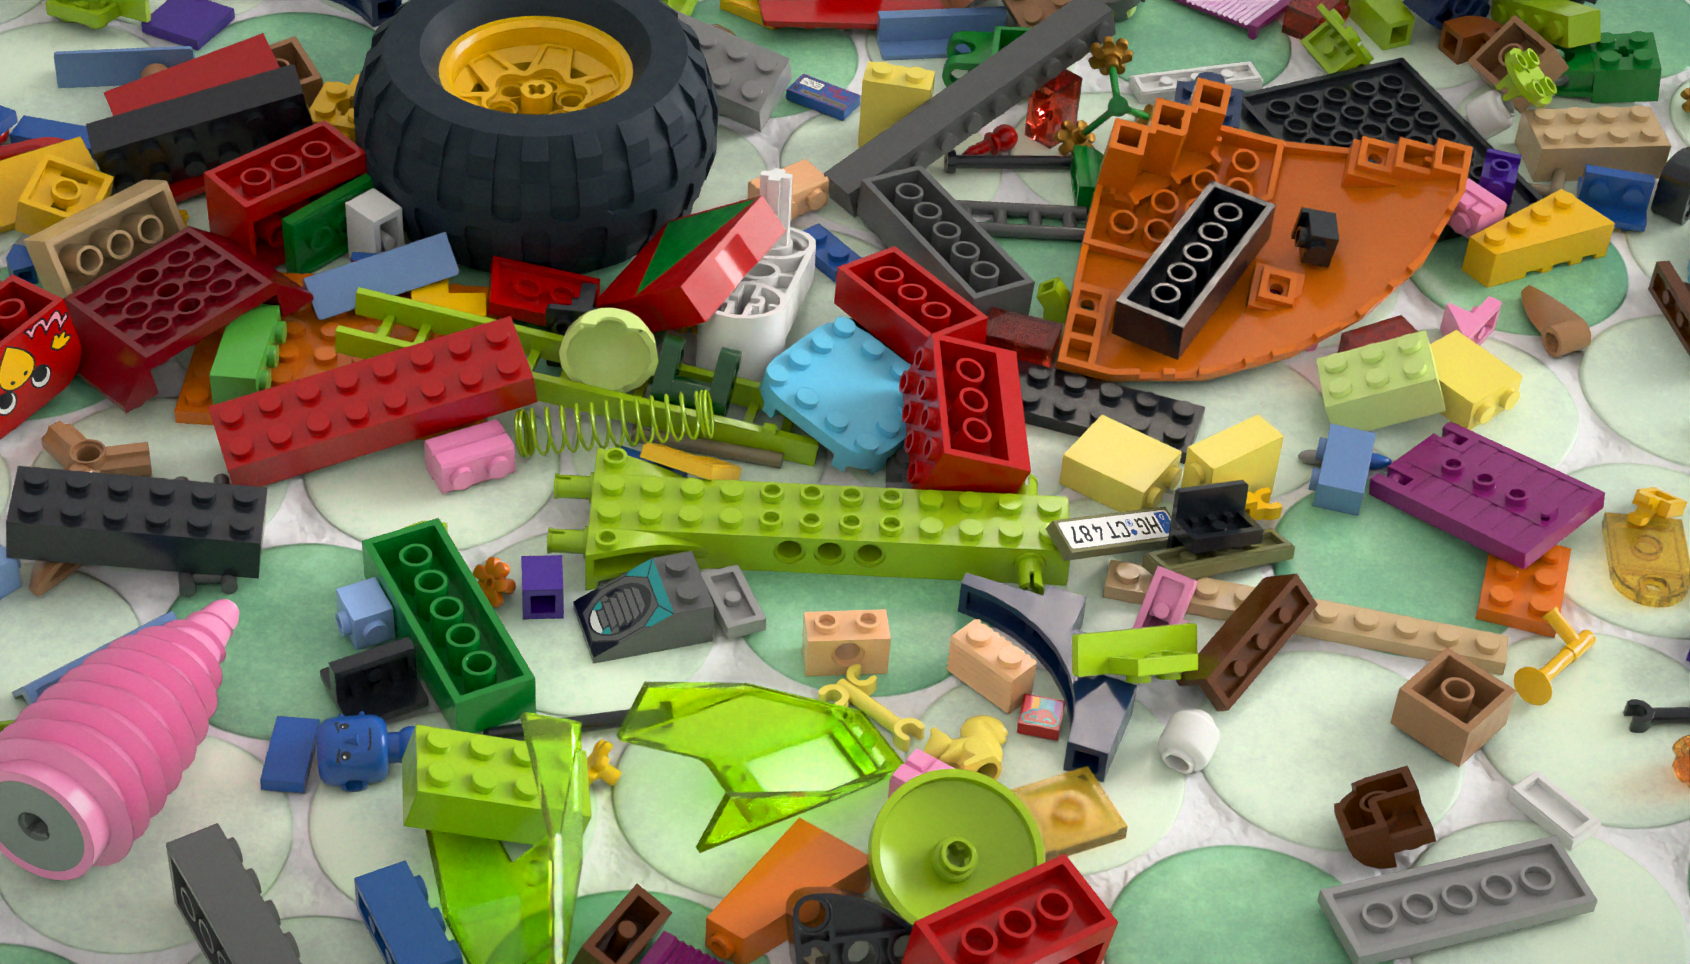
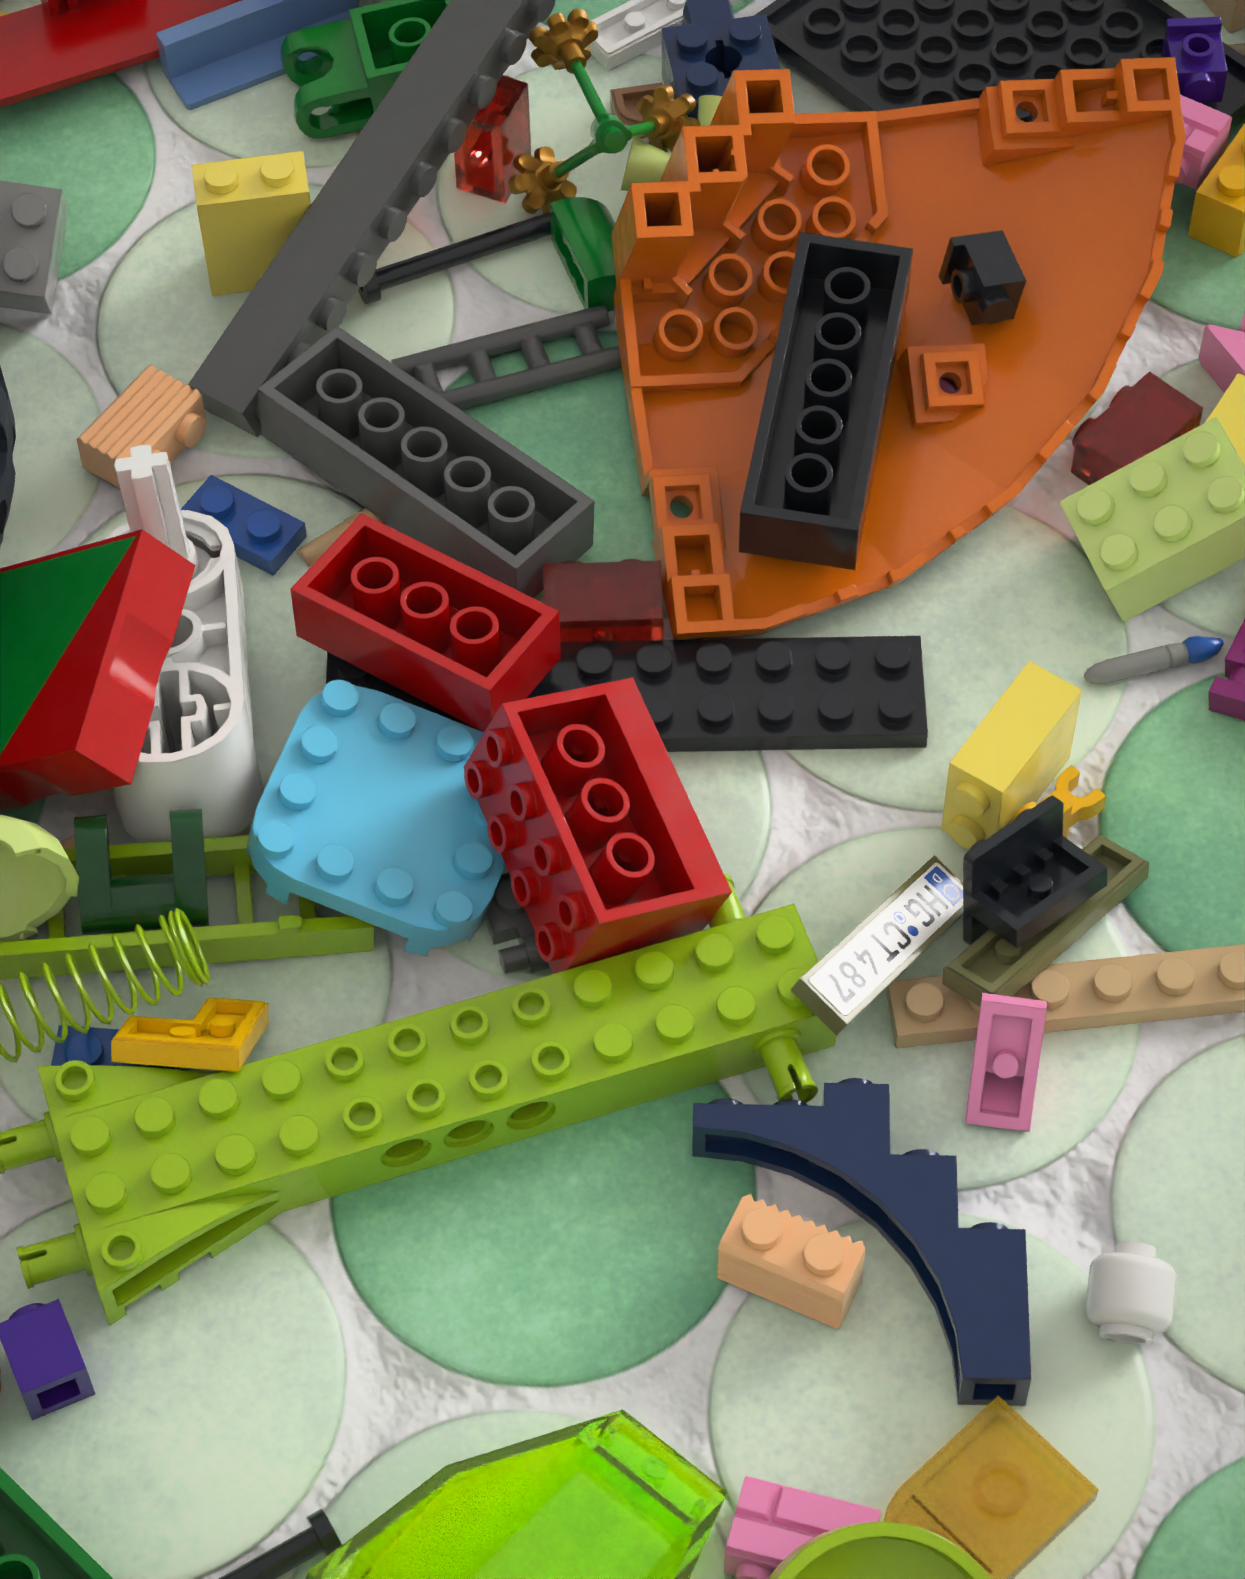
camera: 15 degrees left, 15 degrees up
(647, 610) = (223, 1345): dark grey slope -> none
(716, 448) = (221, 974): dark tan bar -> none
(734, 602) = (350, 1275): light grey plate -> none
(823, 97) = (125, 217): blue tile -> none
(845, 638) = (555, 1297): light nougat brick -> none
(858, 694) = (594, 1379): light yellow bar -> none
(977, 748) = (827, 1438): light yellow animal -> none
(1001, 139) = (426, 218): red bar -> none
(1041, 717) = (893, 1321): tile -> none
(1054, 299) = (624, 506): lime piece -> none
(1120, 466) = (842, 801): light yellow brick -> none
(1137, 652) = (1012, 1173): lime bracket -> none
(1250, 639) = (1147, 1071): reddish brown panel -> none
(1343, 469) = (1167, 692): medium blue brick -> none

